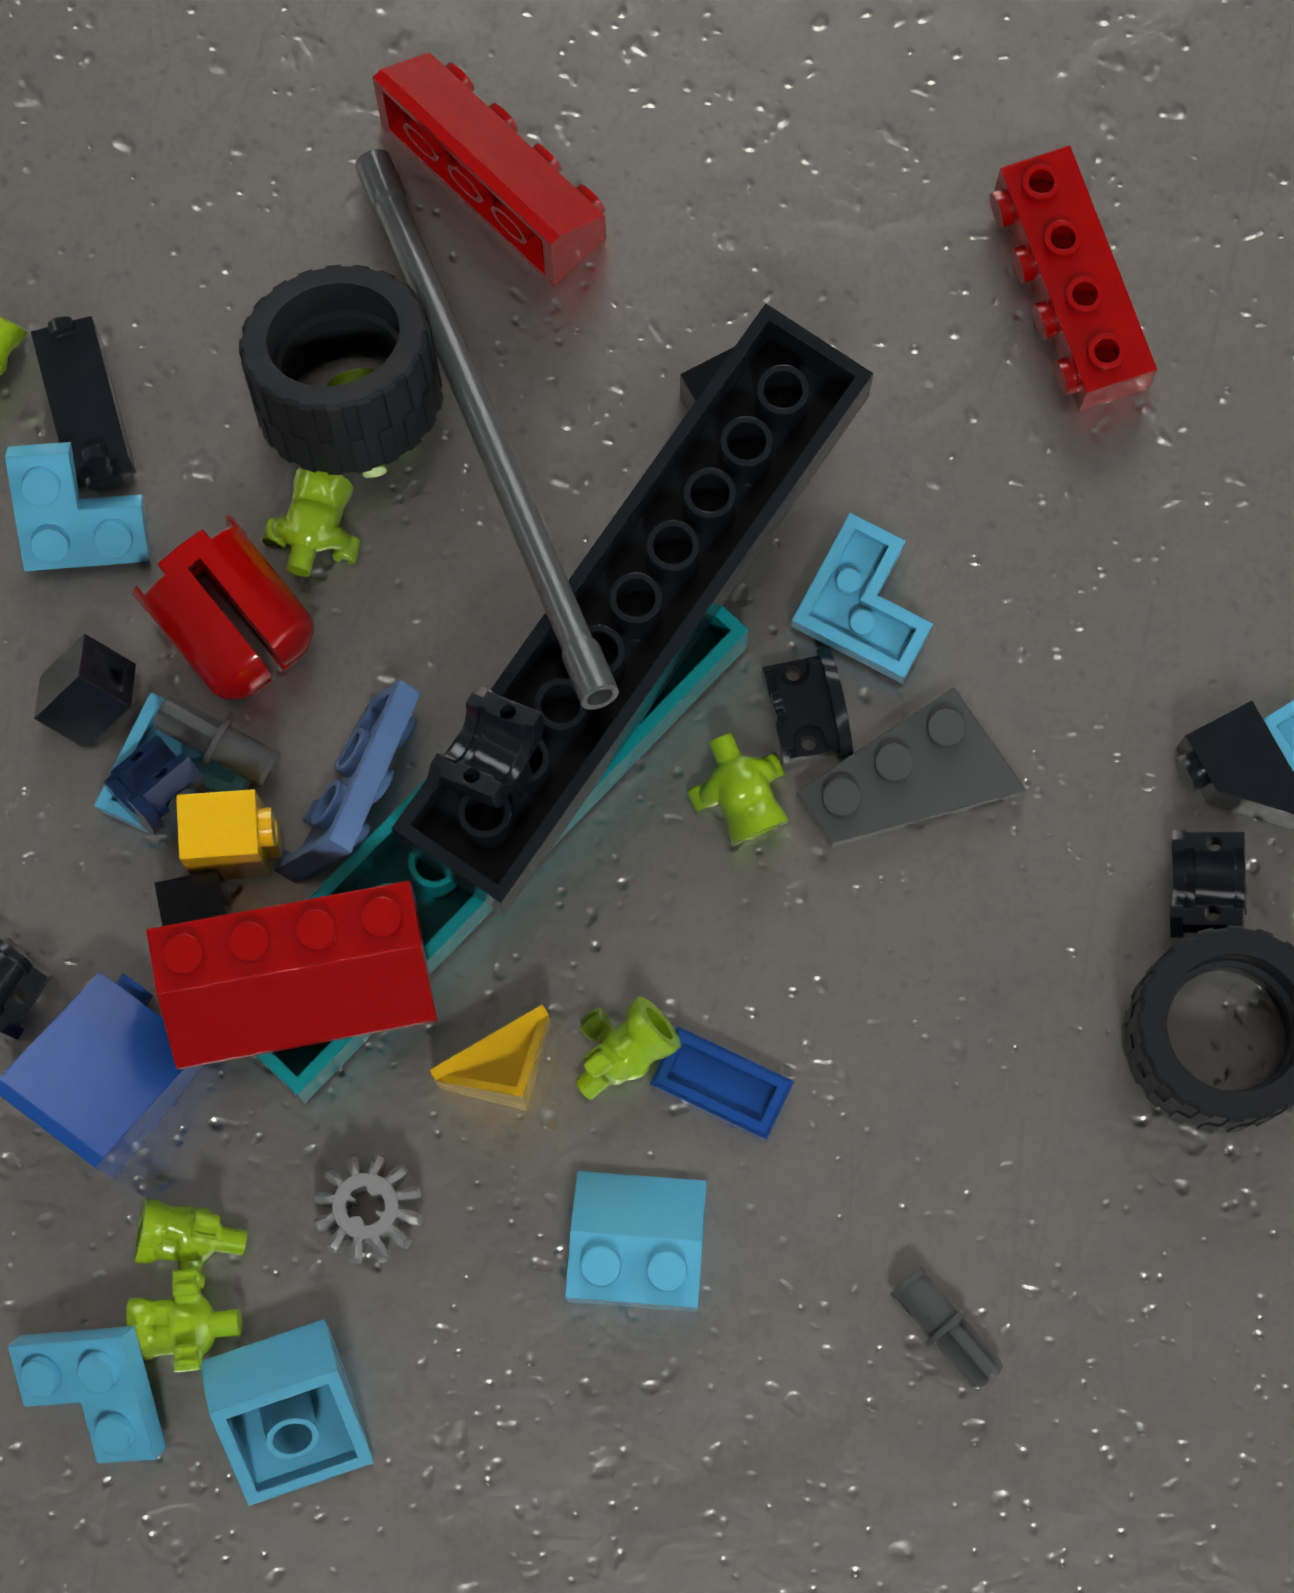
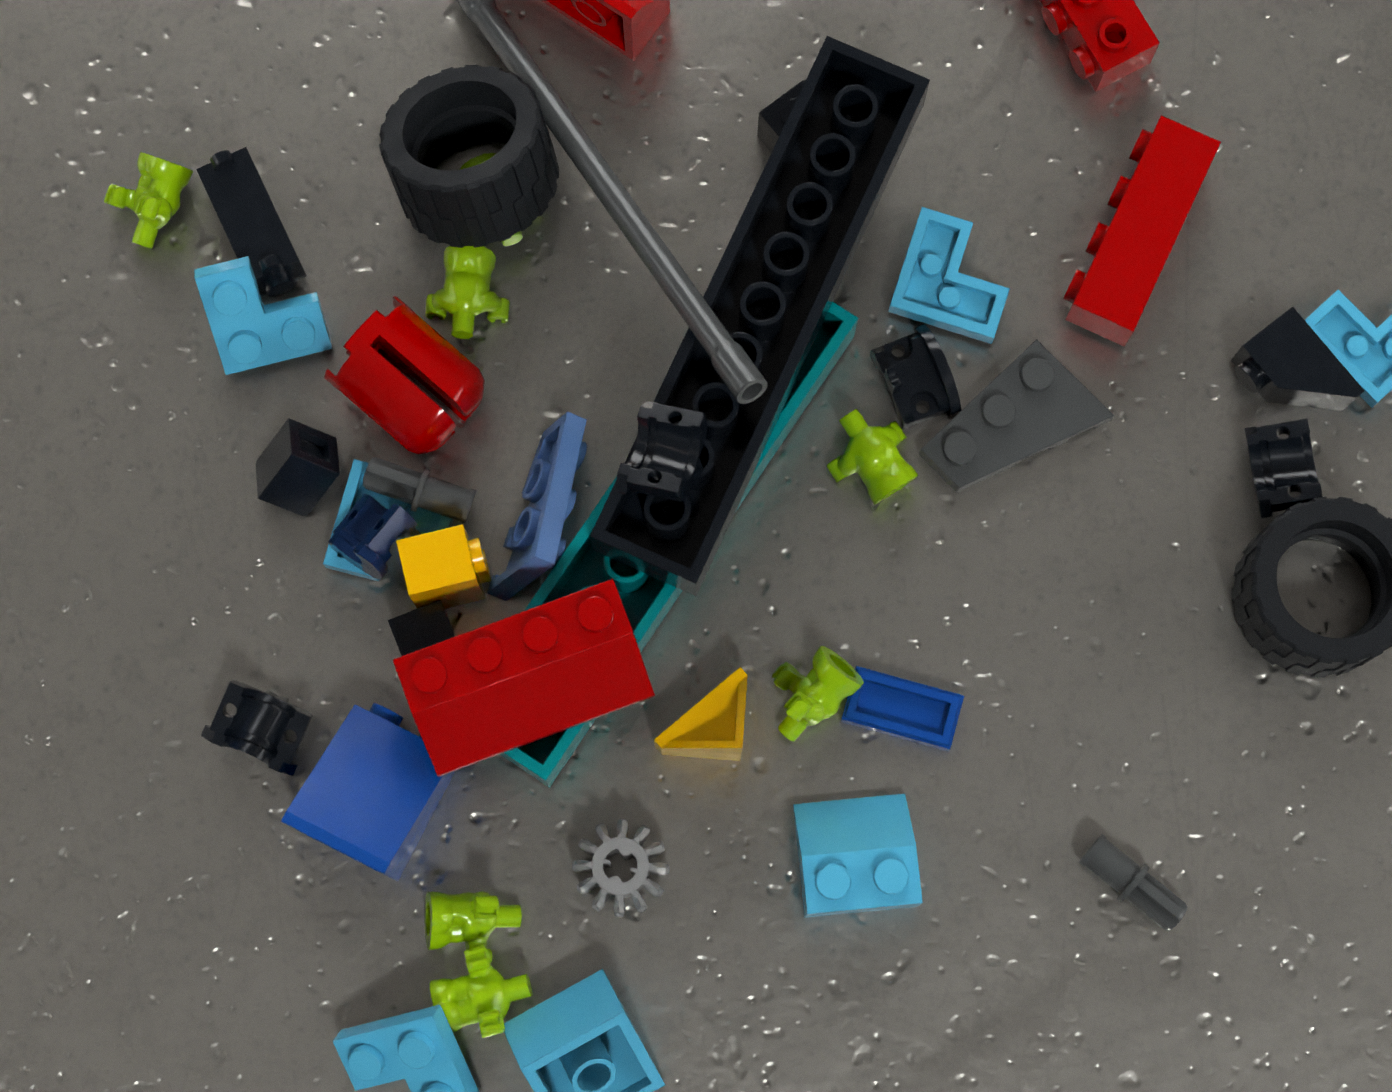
camera: 10 degrees left, 0 degrees up
(1096, 583) = (1142, 230): none -> red brick

